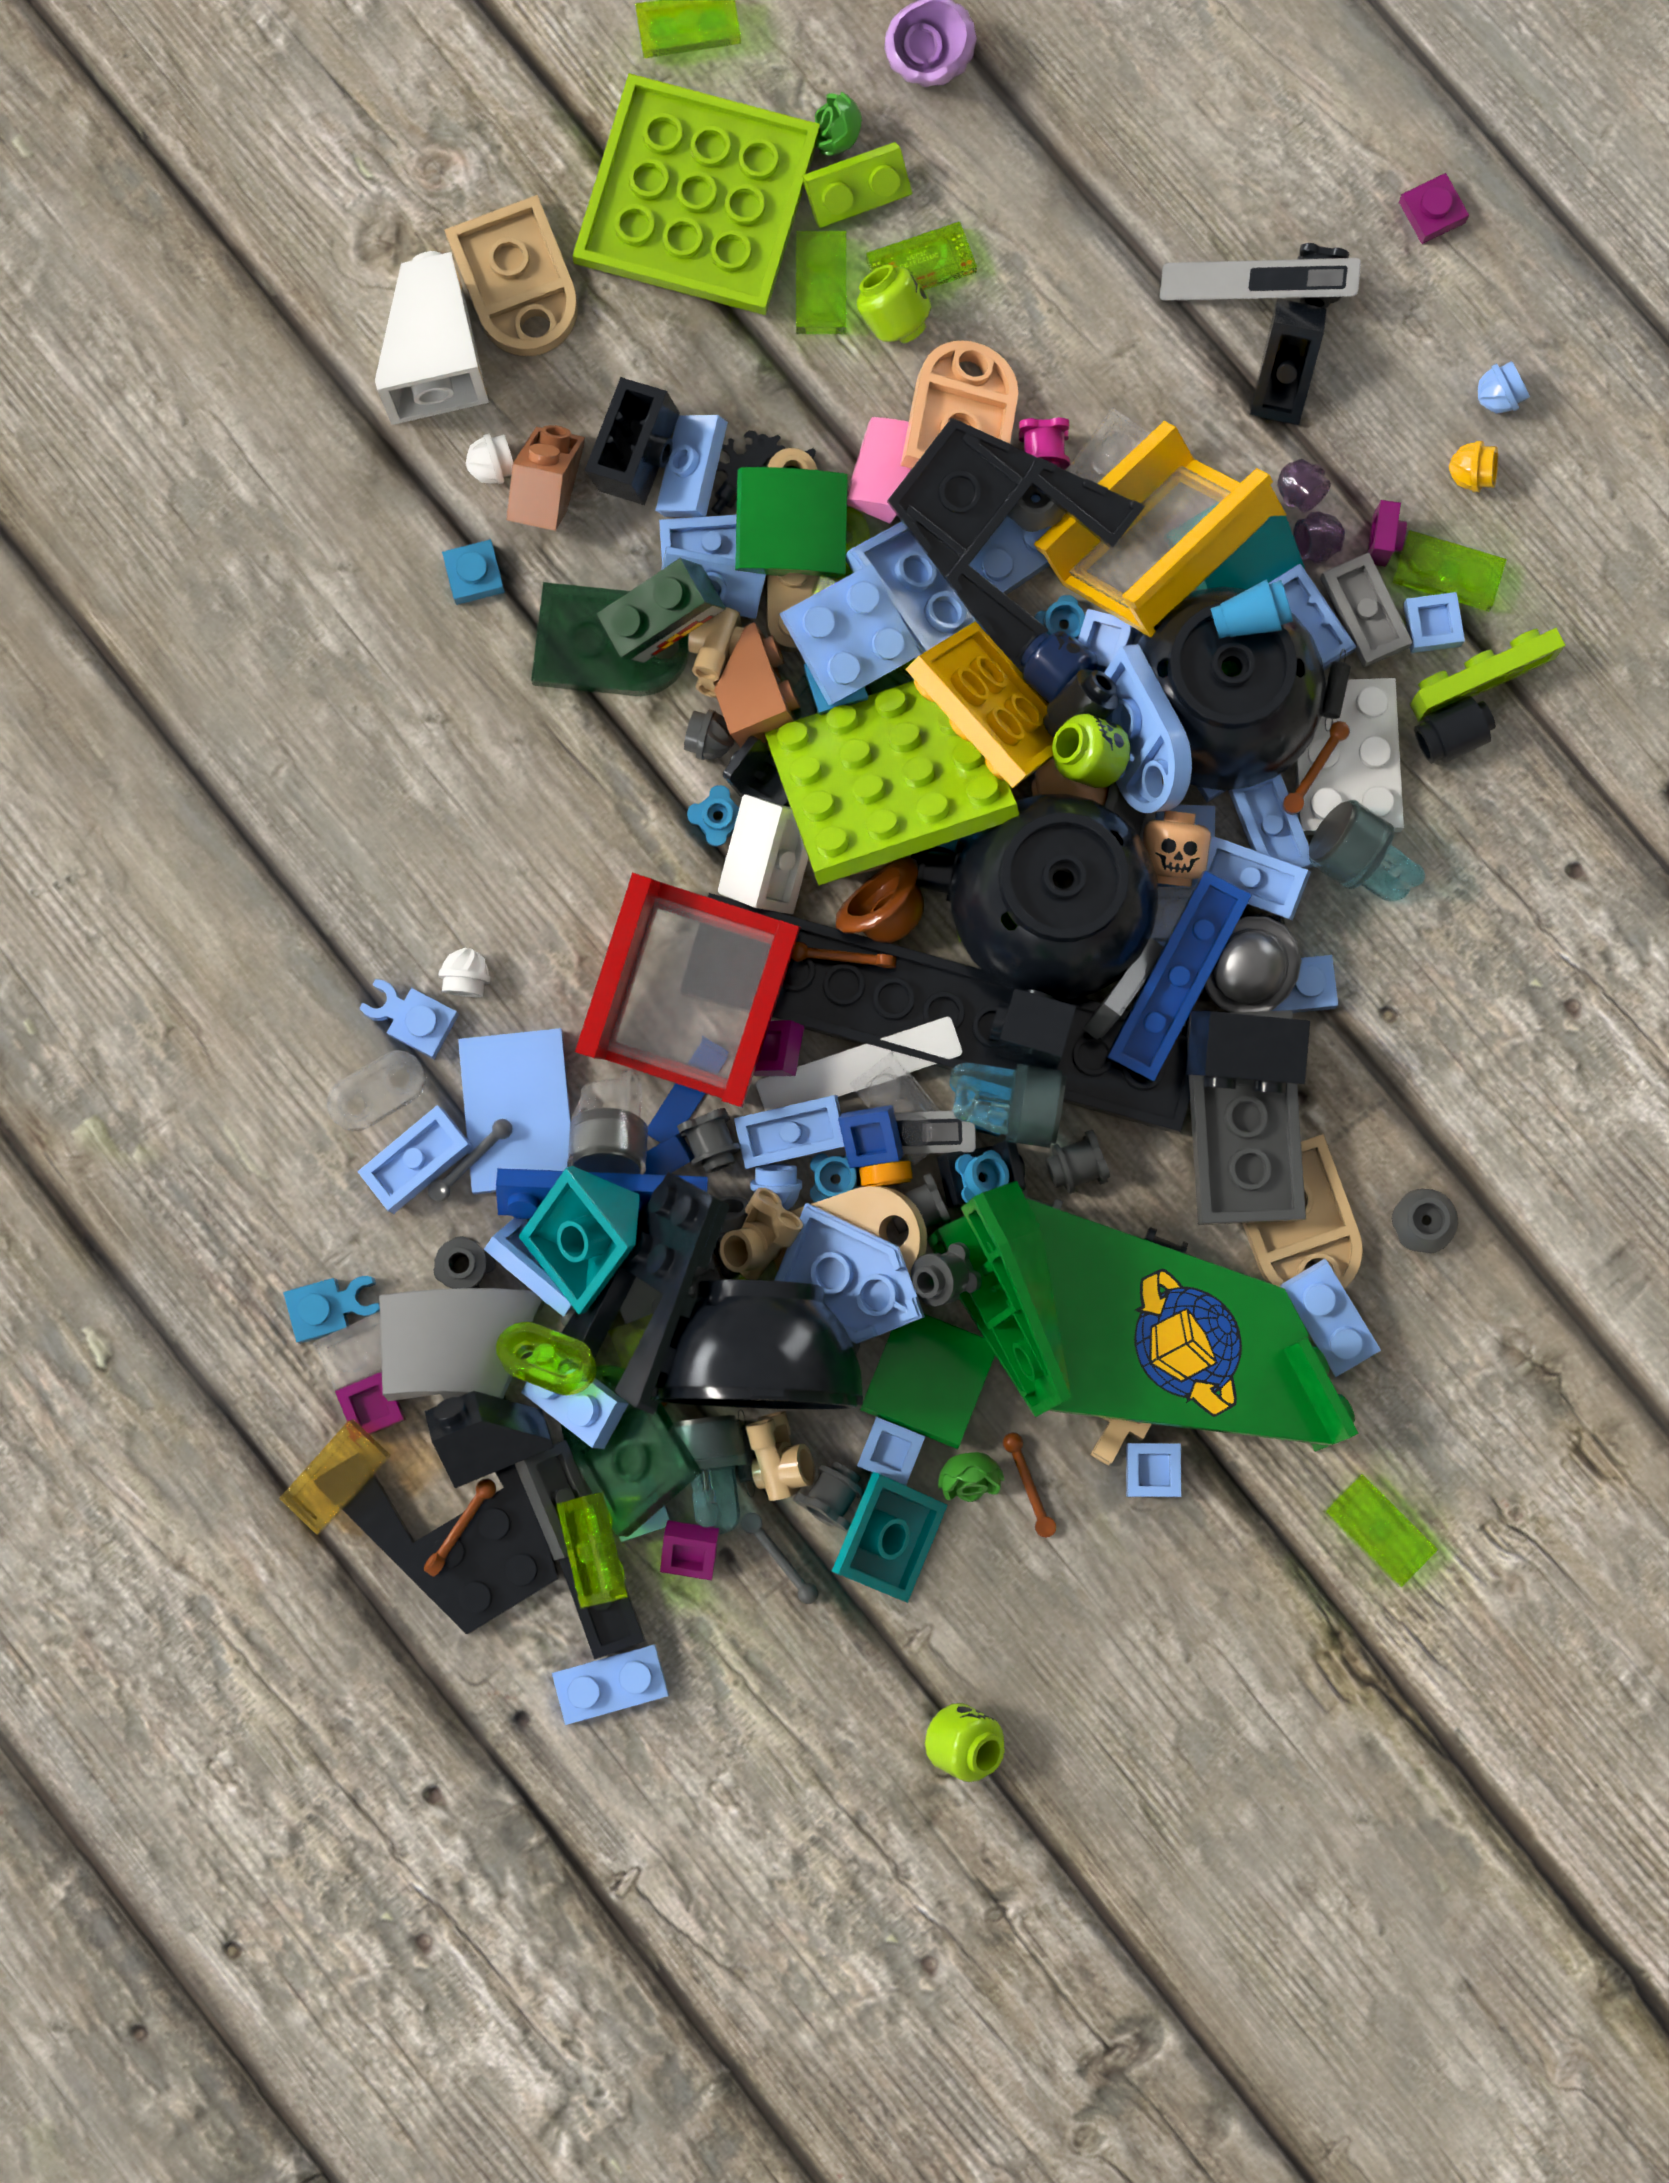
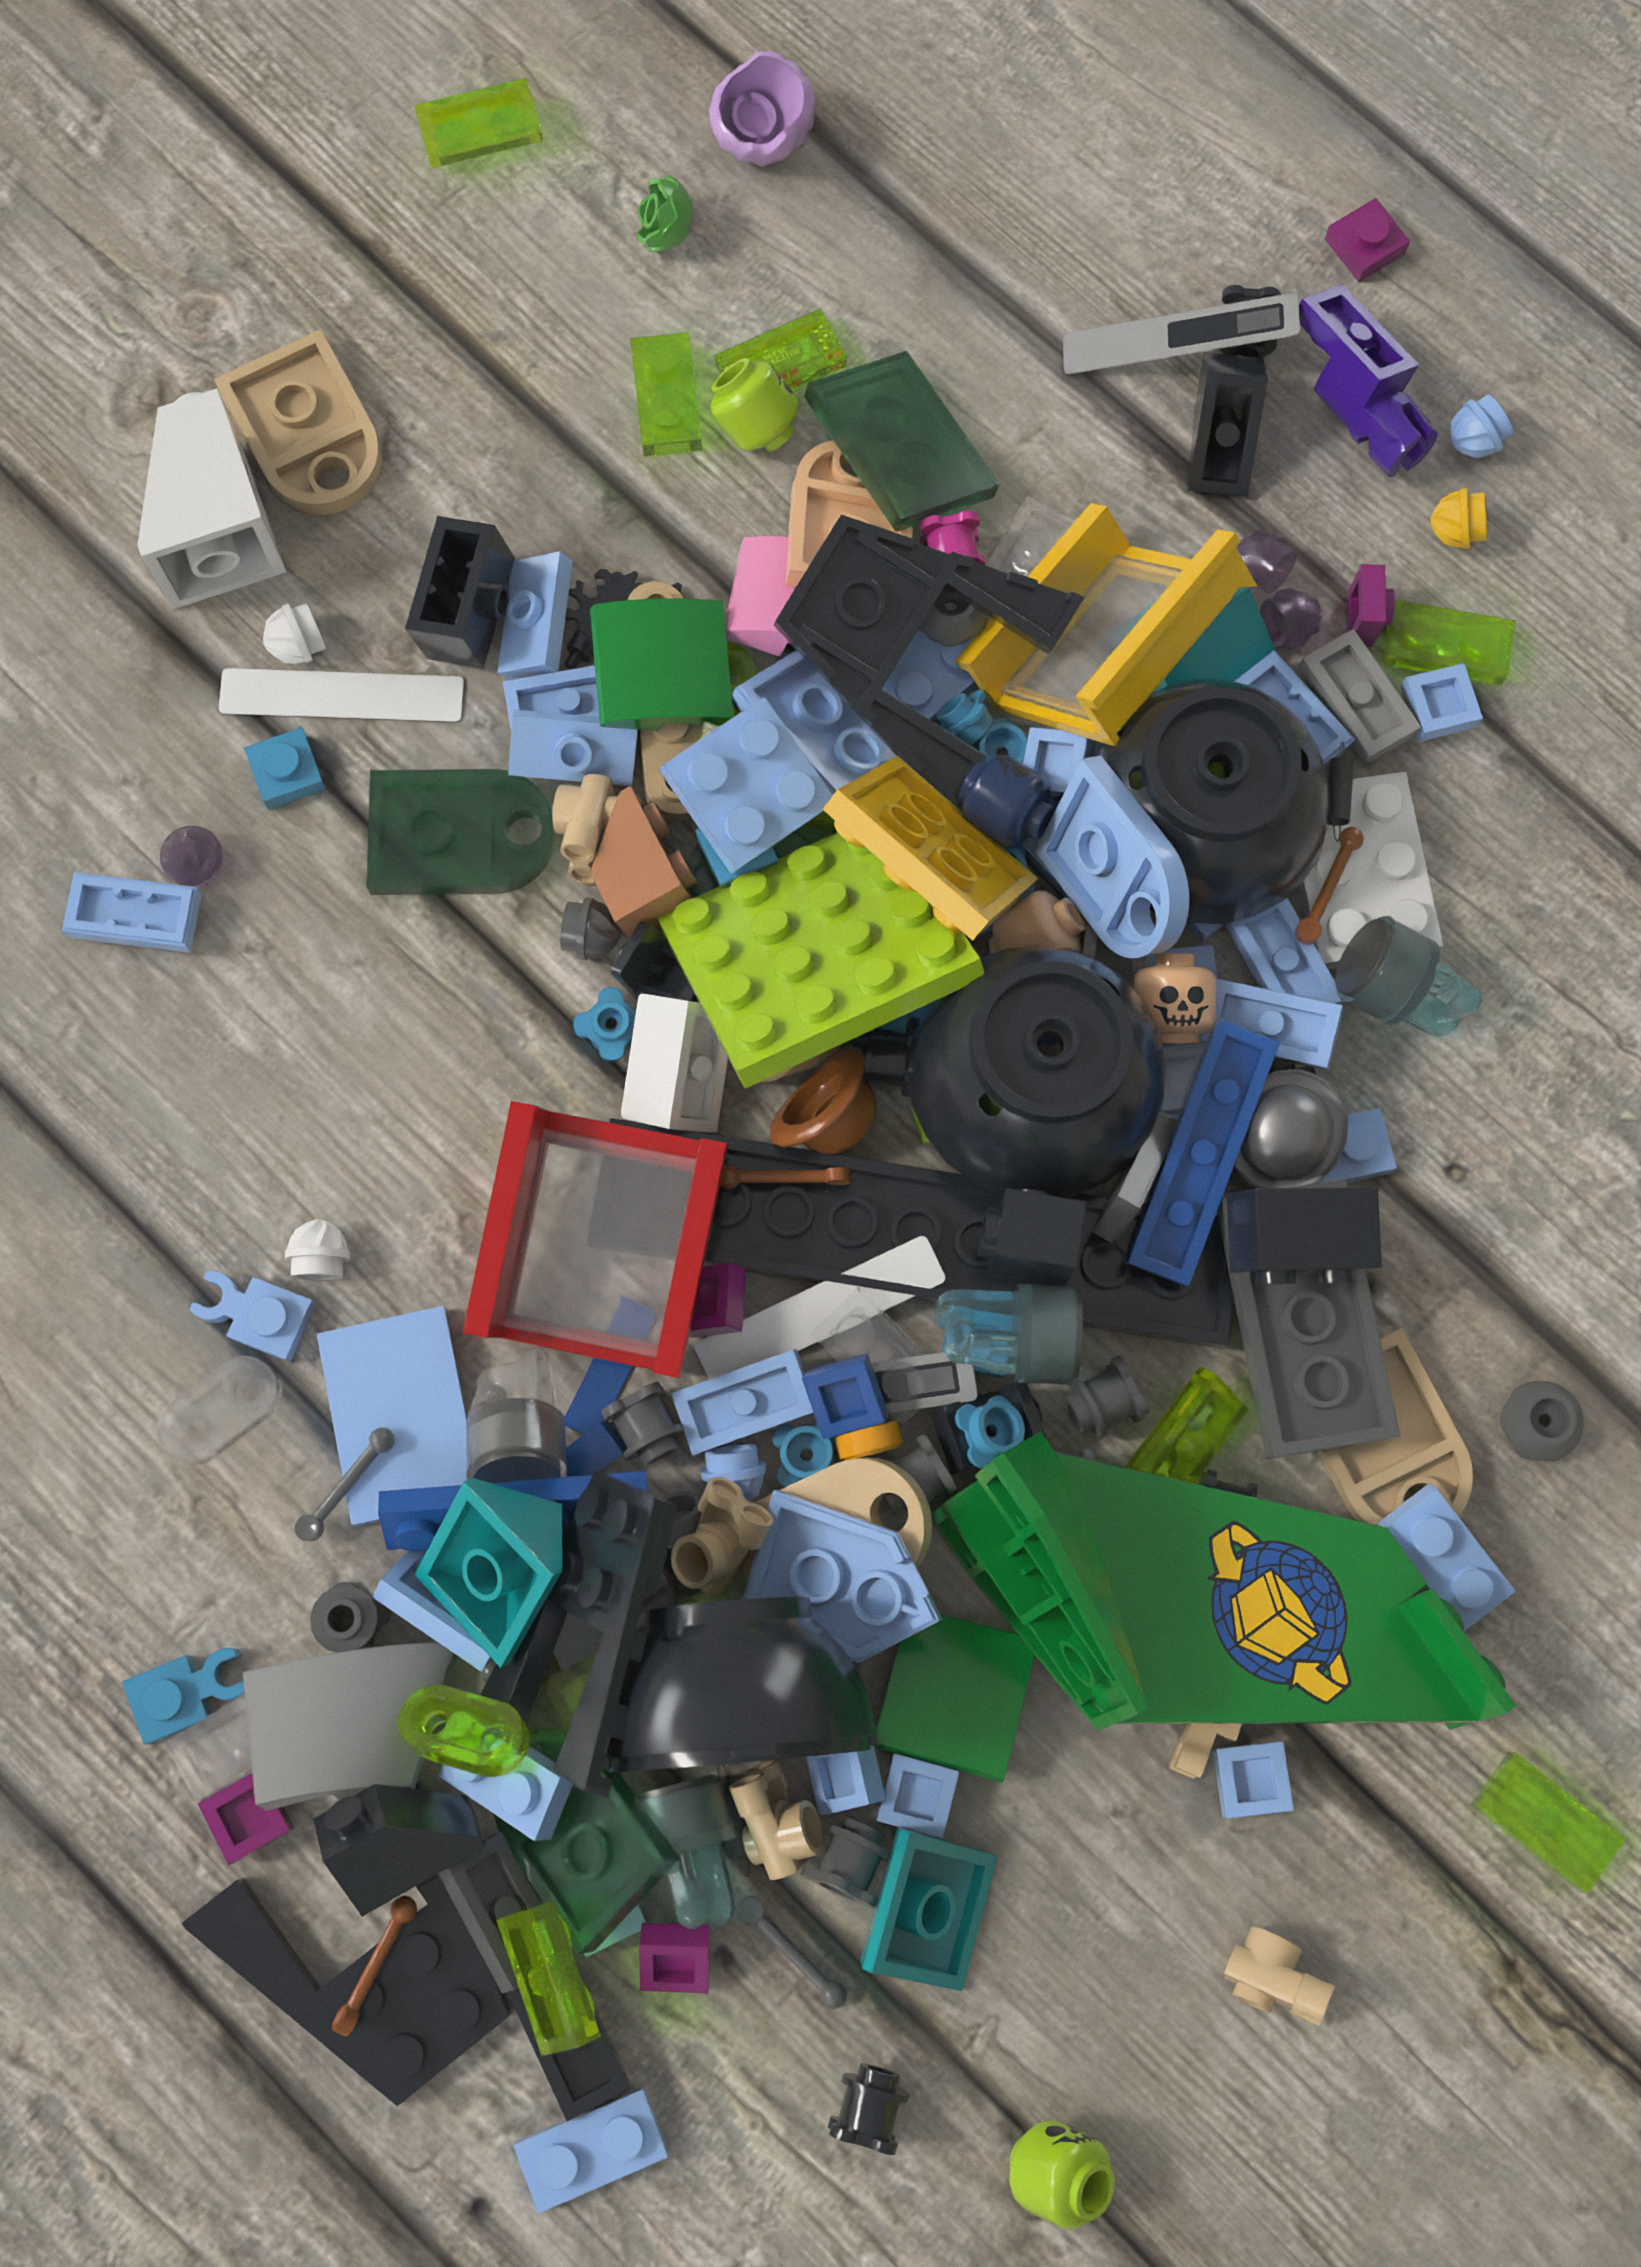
camera: 10 degrees left, 5 degrees down
(334, 1476) = (206, 1917): clear yellow tile -> none
(339, 679) = (132, 912): none -> light blue plate
(391, 638) = (191, 856): none -> clear purple plate
(415, 1159) = (275, 1492): light blue plate -> none
(489, 510) = (341, 695): none -> white sticker
(544, 477) = (358, 647): nougat slope -> none
(661, 611) = (514, 783): dark green brick -> none
(696, 194) = (508, 309): lime plate -> none
(825, 1678) = (869, 2109): none -> black brick
(836, 1432) = (845, 1780): none -> light blue plate
(857, 184) = (696, 278): lime plate -> none
(944, 1276) = (960, 1562): dark grey brick -> none
(970, 1476) = (1022, 1816): bright green plate -> none
(1013, 347) = (901, 440): none -> clear green tile
(1036, 592) = (965, 716): none -> dark azure plate
(1044, 1525) = (1123, 1866): dark orange hinge -> none
(1084, 694) = (1040, 839): black brick -> none
(1091, 750) = (1060, 889): lime head -> none
(1142, 1195) = (1191, 1429): none -> clear neon green plate
(1143, 1617) = (1267, 1976): none -> tan plate
(1253, 611) = (1241, 693): dark azure cone -> none
(1411, 336) = (1367, 379): none -> dark purple plate
(1455, 730) = (1486, 824): black brick -> none
(1487, 671) = (1513, 752): lime plate -> none

